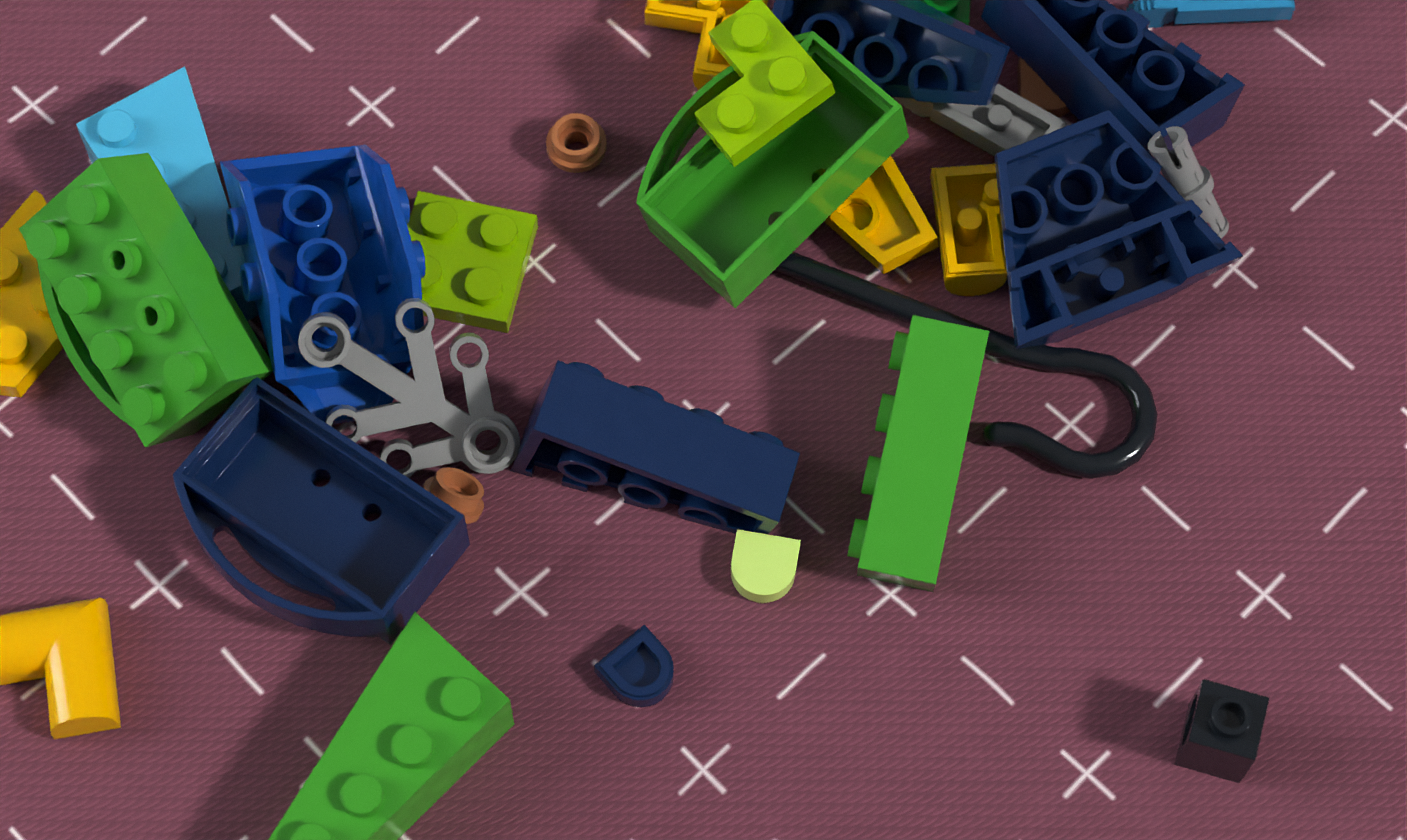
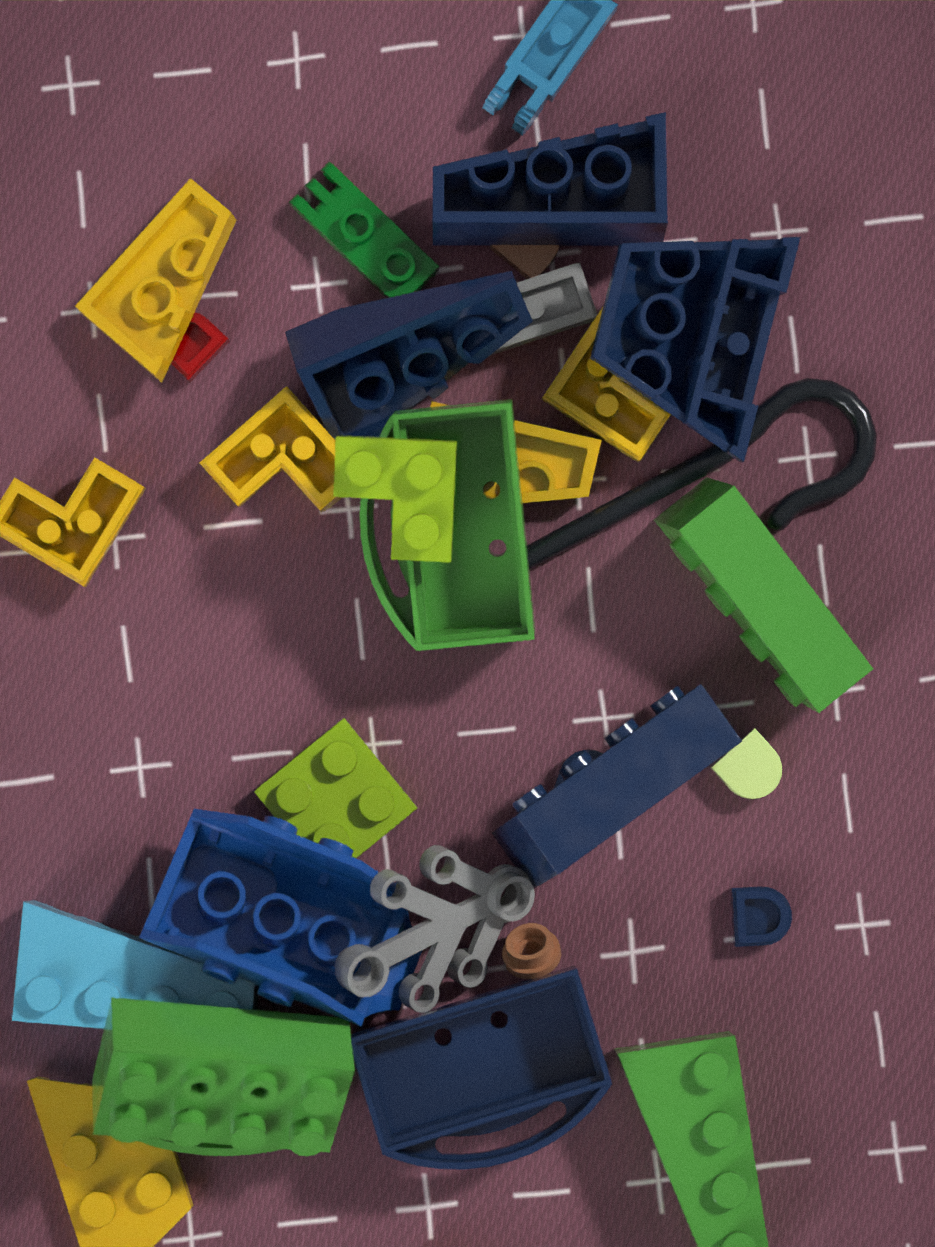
camera: 50 degrees left, 20 degrees up
(572, 129) = (302, 621): nougat plate -> none
(1187, 176) = (708, 222): light grey pin -> none

